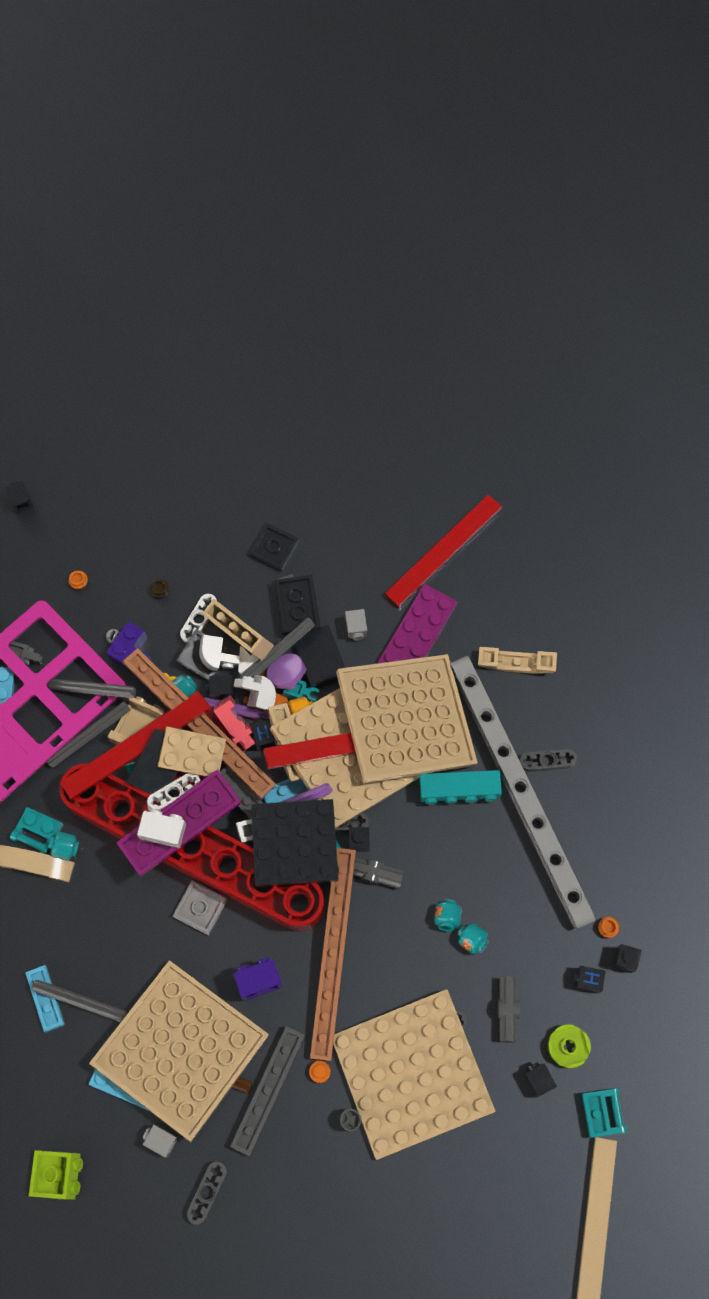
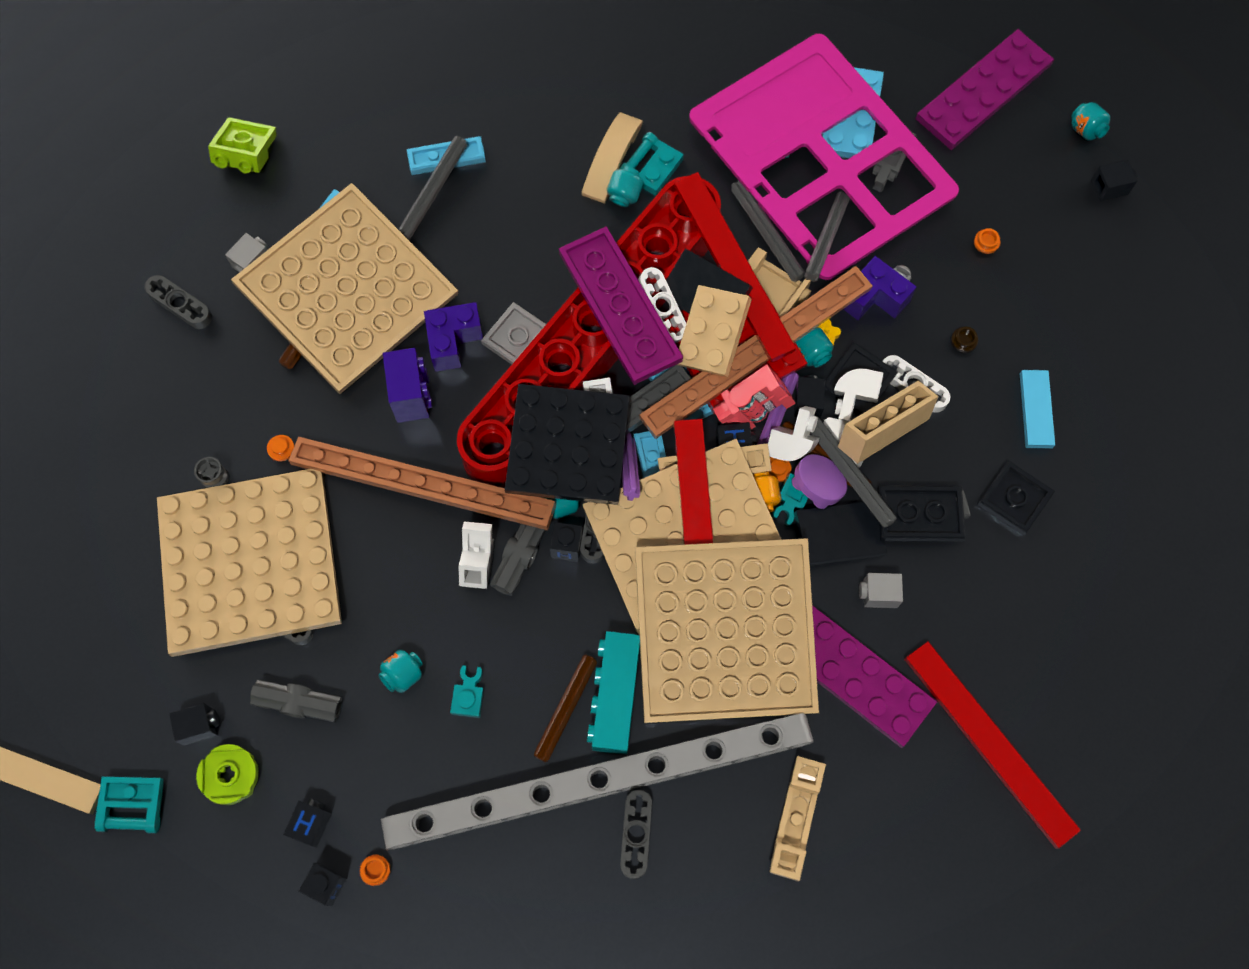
camera: 100 degrees right, 0 degrees up
(161, 828) = (610, 275): white brick -> none
(206, 538) = (1037, 409): none -> medium azure tile
(207, 962) = (448, 328): none -> dark purple brick
(267, 1091) = (275, 384): dark grey plate -> none
(381, 901) = (476, 555): none -> white brick
(447, 915) = (439, 642): teal head -> none
(475, 820) = (565, 708): none -> reddish brown axle
(481, 889) = (467, 697): none -> teal plate

